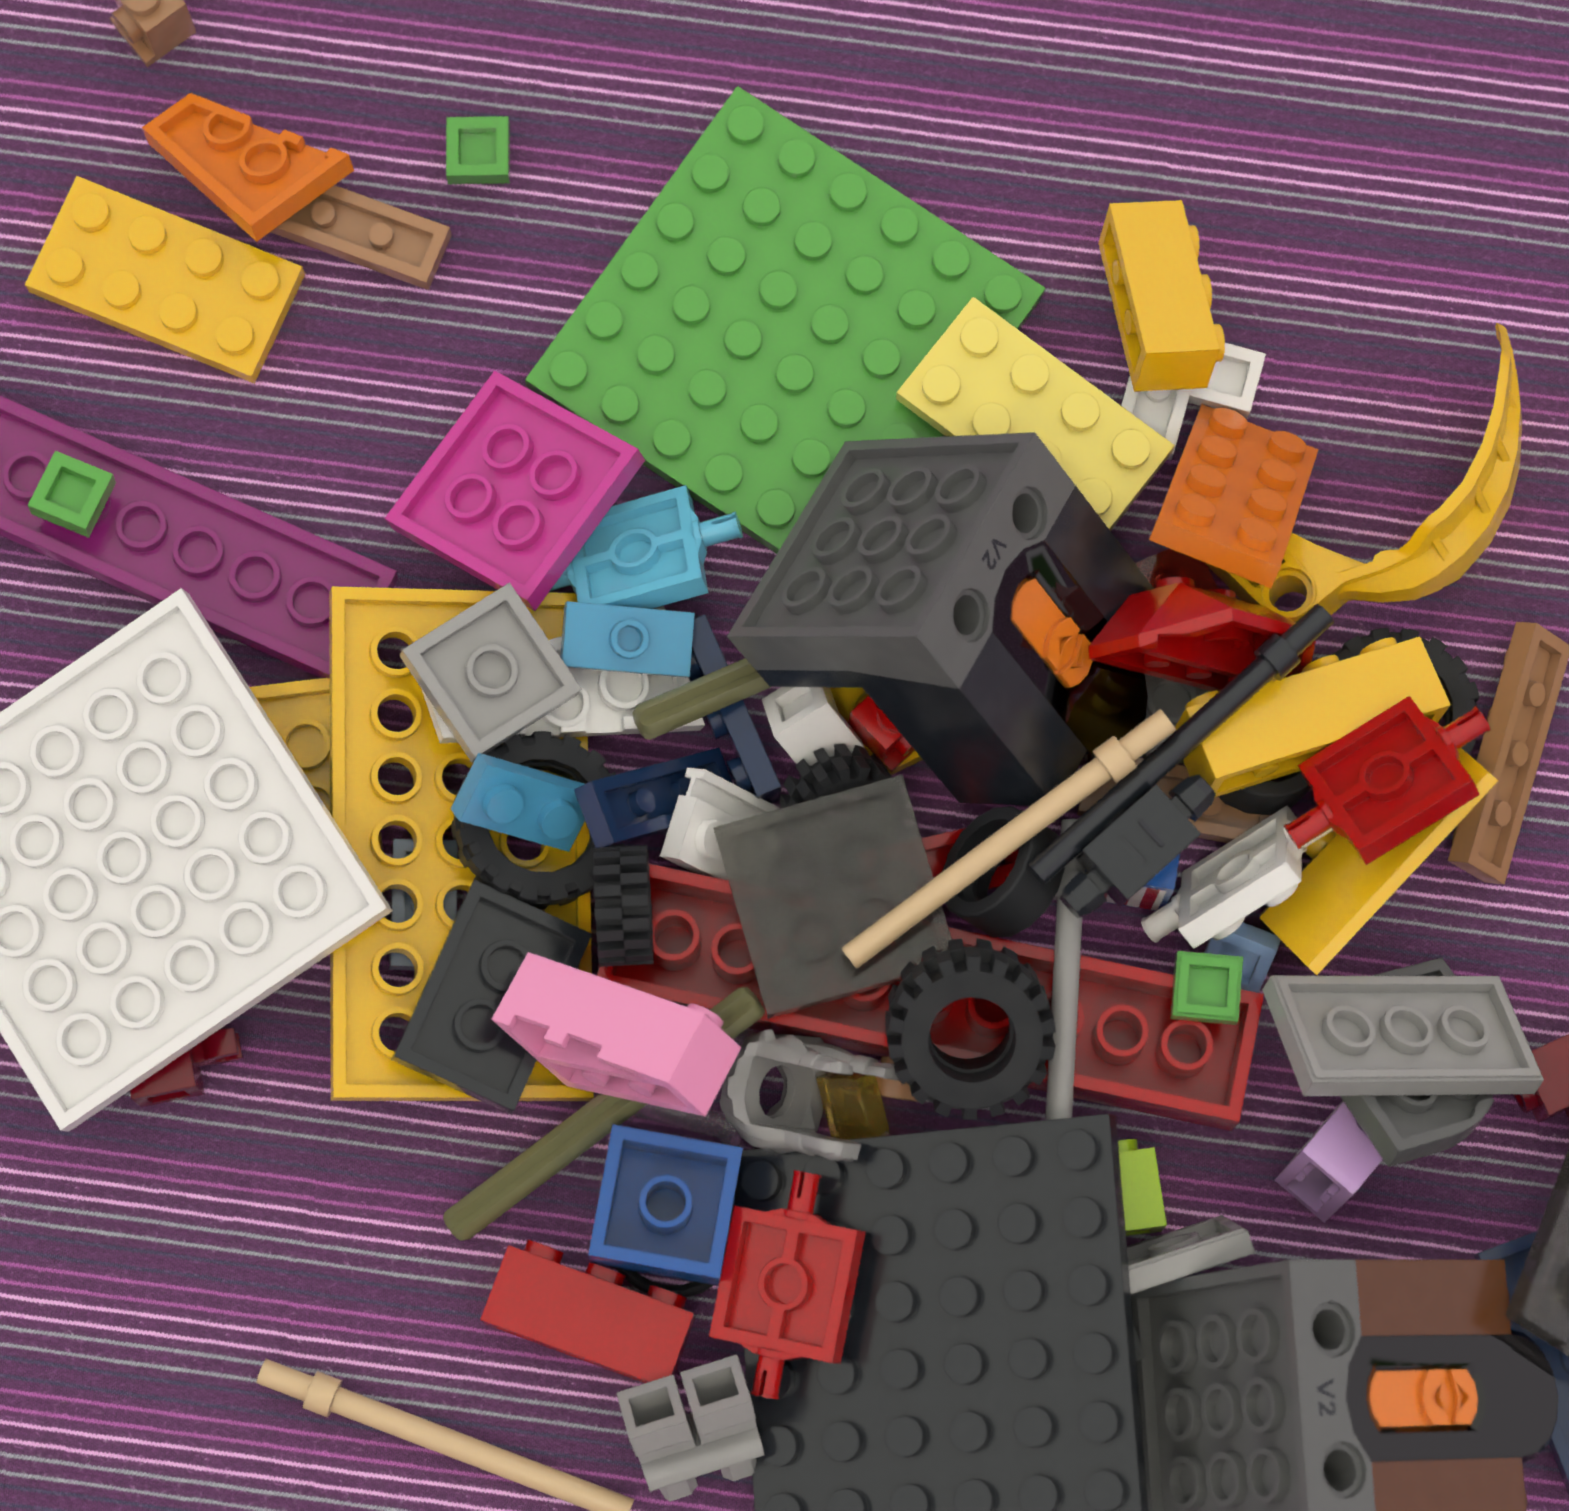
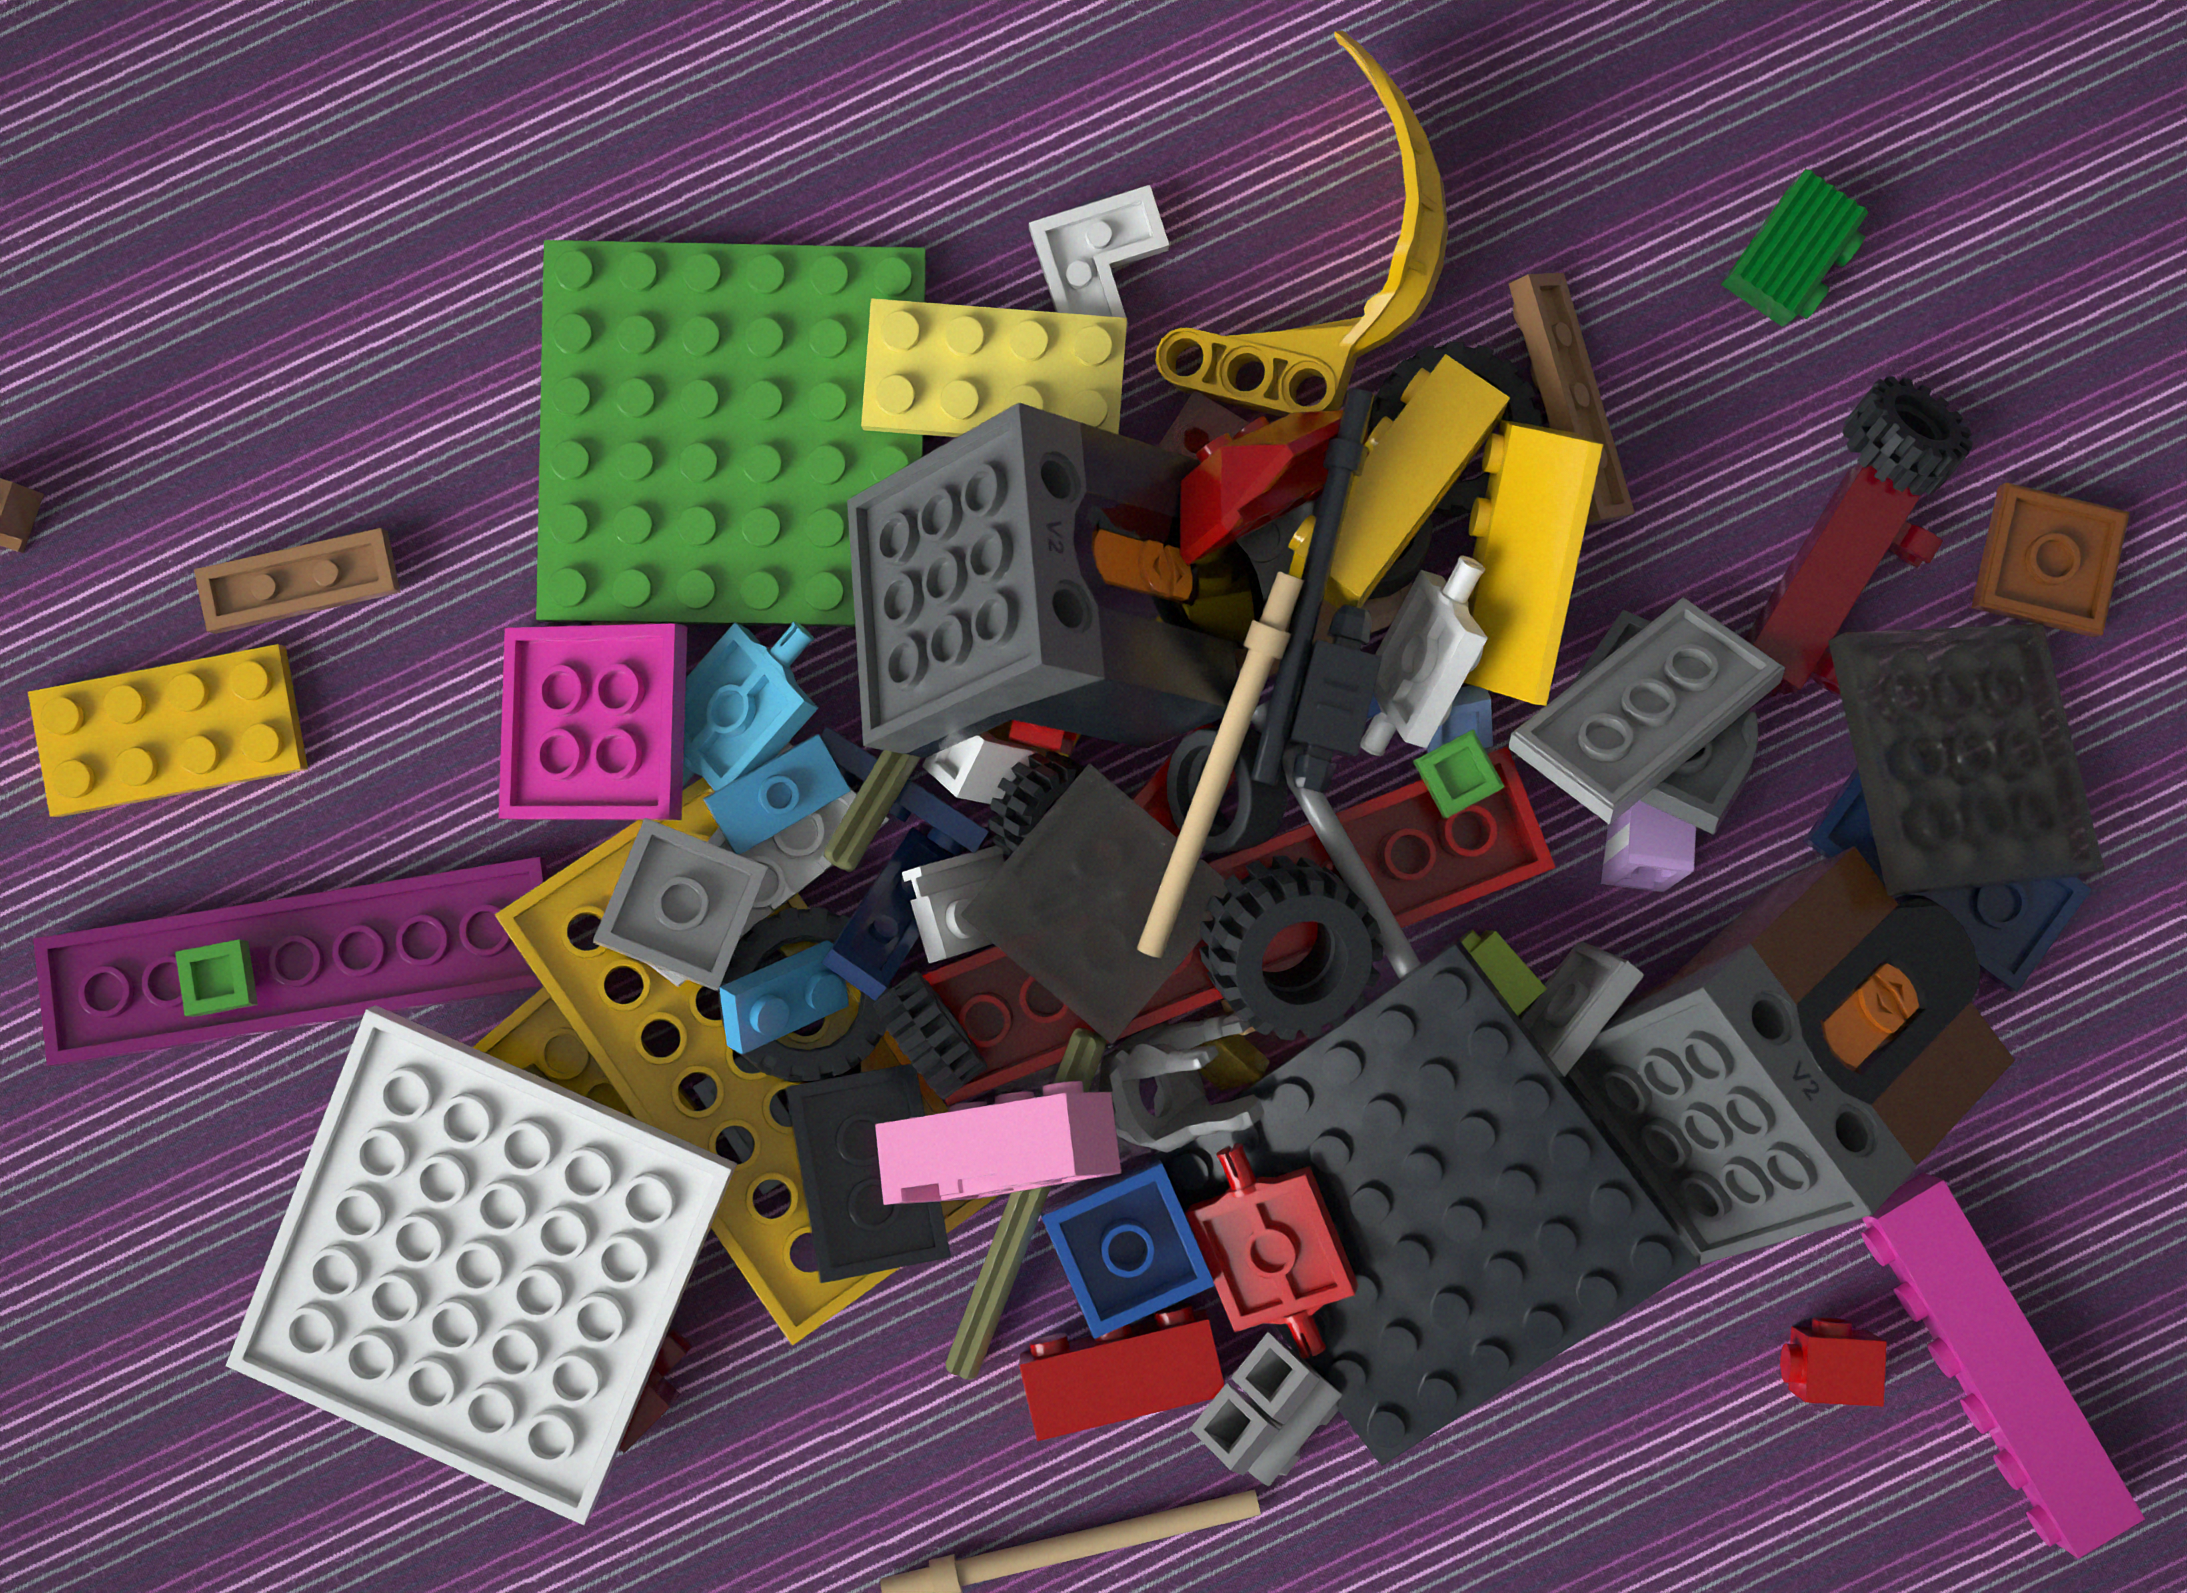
camera: 35 degrees left, 10 degrees up
(243, 167) = (164, 592): orange wing -> none
(478, 150) = (358, 442): bright green plate -> none
(1160, 296) = (1030, 193): yellow brick -> none
(1235, 495) = (1211, 332): orange plate -> none
(1388, 779) = (1507, 502): red plate -> none

